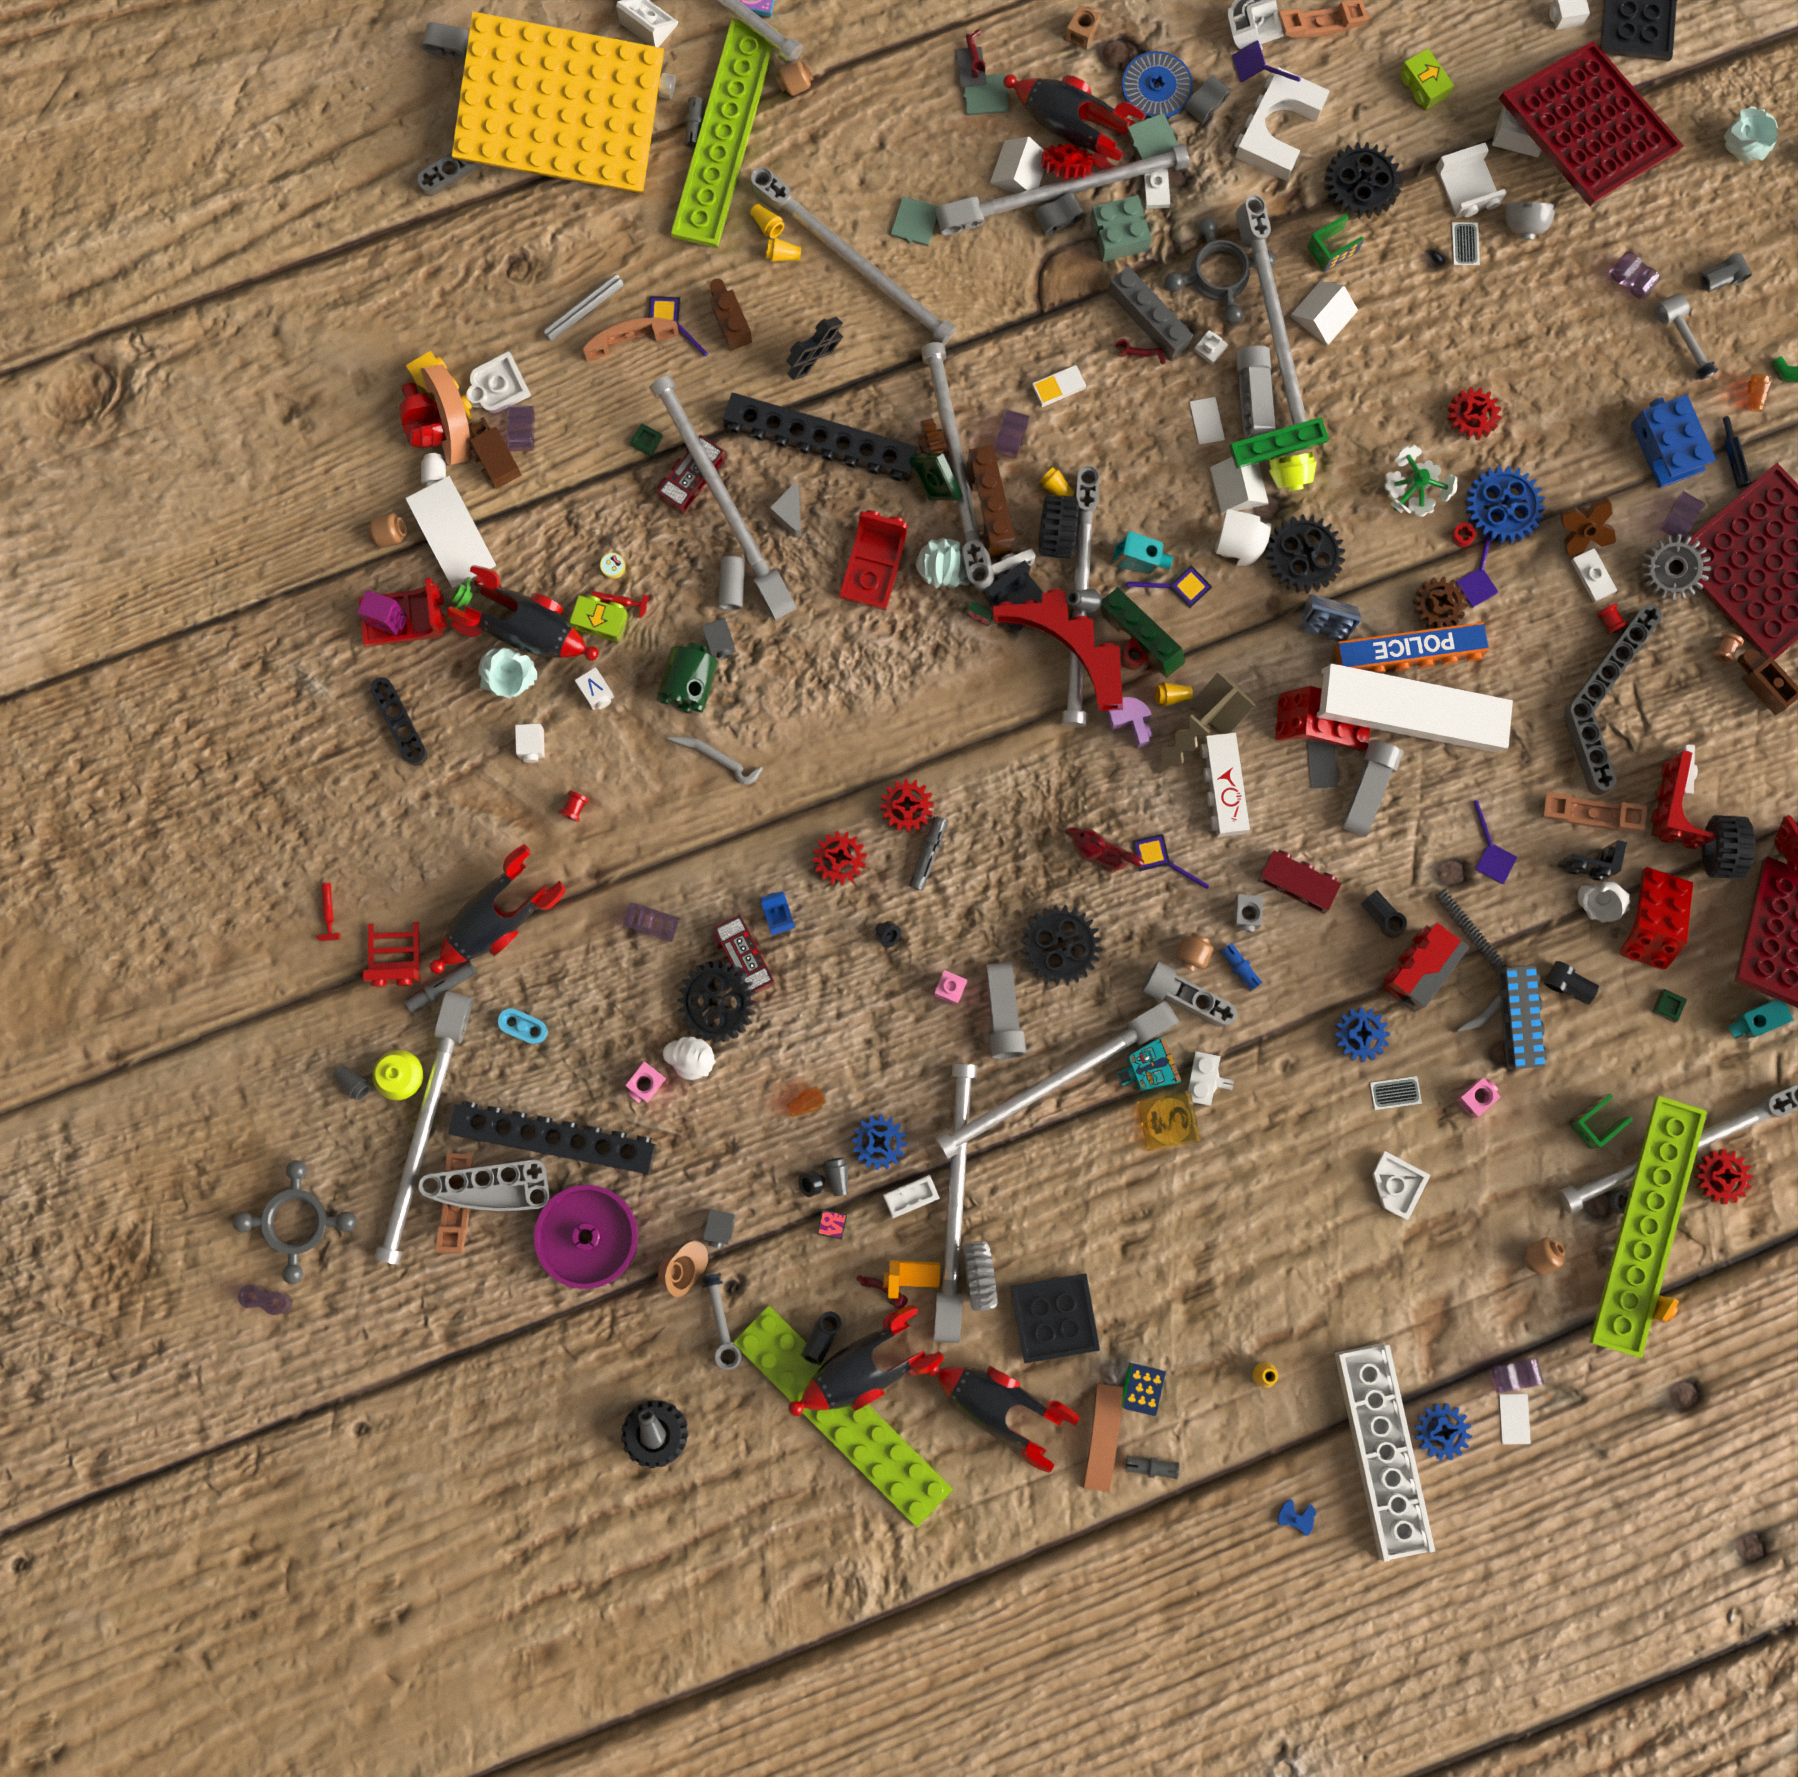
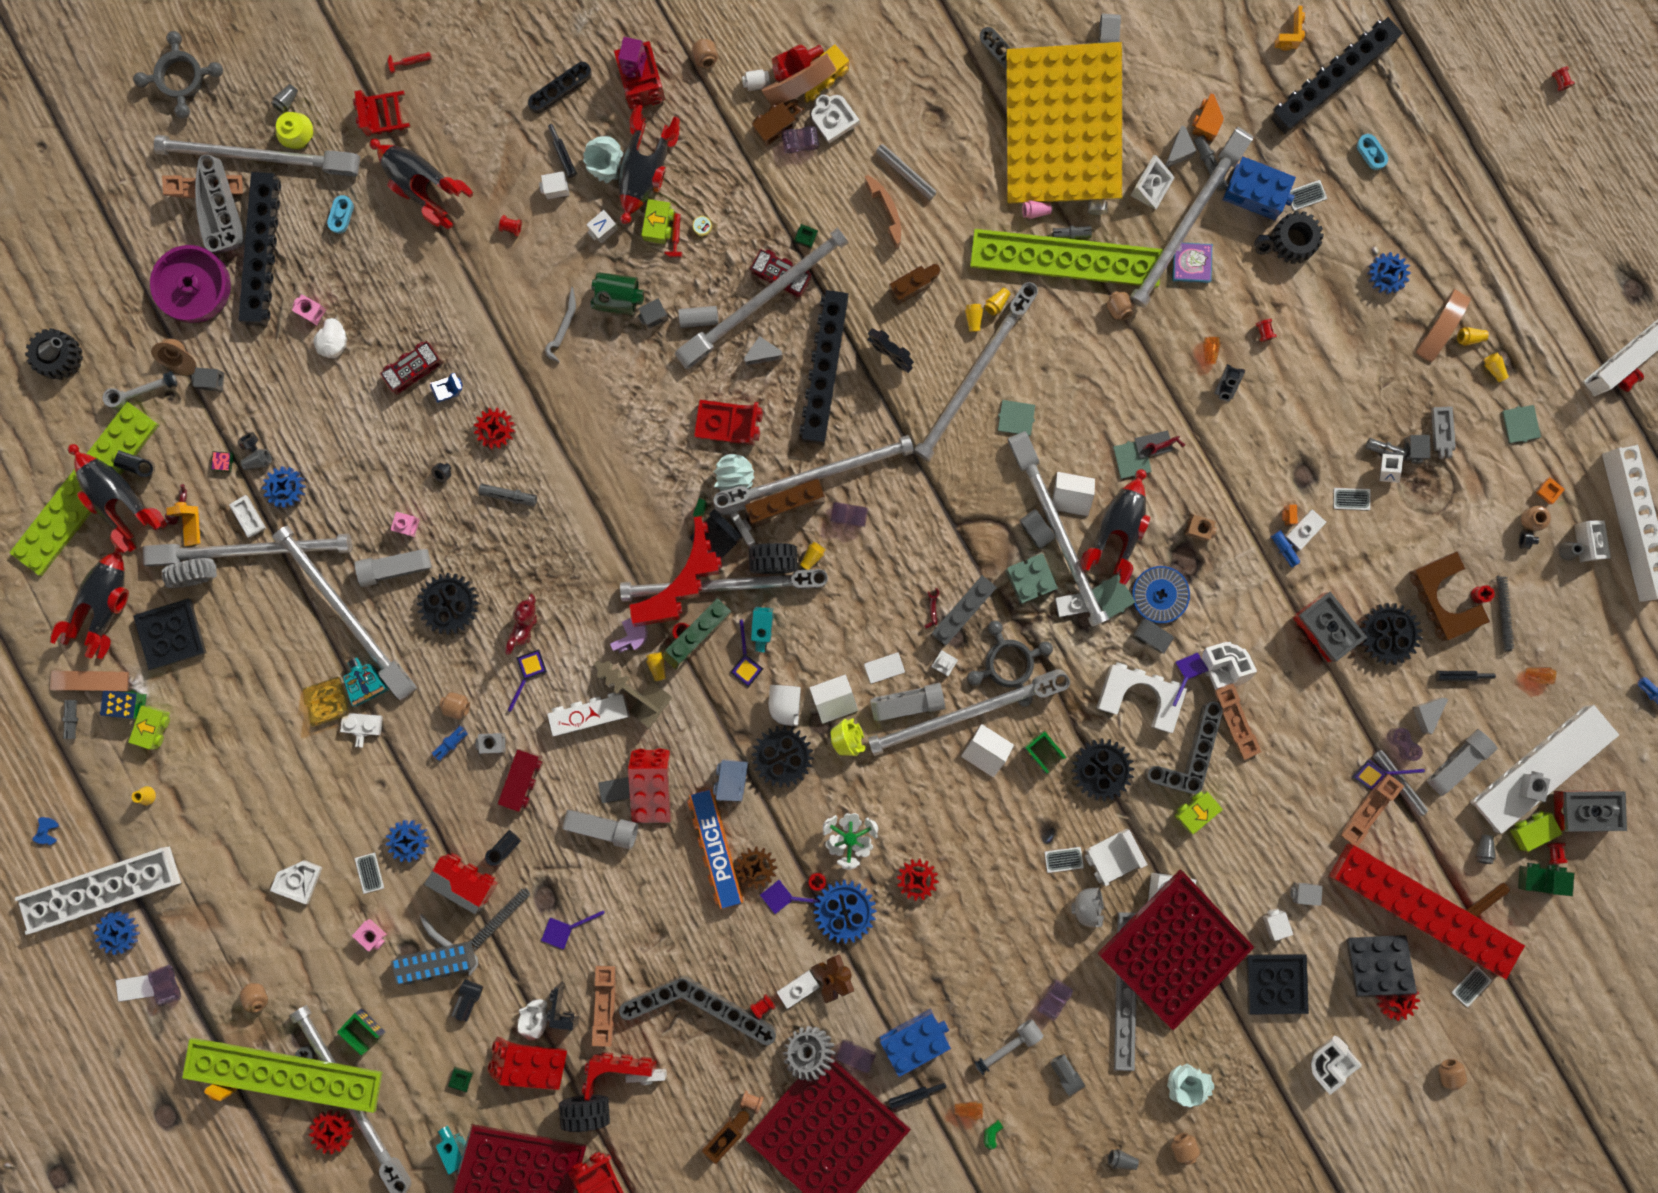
camera: 90 degrees right, 5 degrees up
(264, 1299) = (121, 63): axle -> none
(440, 986) = (357, 143): dark grey pin -> none
(450, 530) = (710, 100): white slope -> none
(461, 595) = (656, 114): bright green plate -> none
(487, 728) = (562, 153): none -> black axle
(628, 922) = (426, 279): slope -> none
(657, 160) = (1035, 209): none -> bright pink cone
(669, 309) = (912, 235): piece -> none
(731, 1018) = (364, 363): black gear -> none
(807, 1102) = (309, 431): clear orange cone -> none
(917, 805) = (533, 475): red gear -> none
(931, 439) = (826, 453): reddish brown gear -> none
(935, 476) = (797, 459): dark green tile -> none
(1059, 386) = (895, 547): white tile -> none
(1067, 161) = (1080, 528): red gear -> none
(1085, 600) = (715, 586): dark grey cone -> none
(1164, 984) = (426, 684): light grey beam -> none
(1176, 1357) = (149, 727): none -> lime brick
(1278, 442) = (864, 723): green plate -> none
(1356, 74) = (1194, 755): none -> dark grey beam
(1415, 708) = (662, 854): white tile -> none
(1642, 197) = (1124, 1016): none -> light grey tile

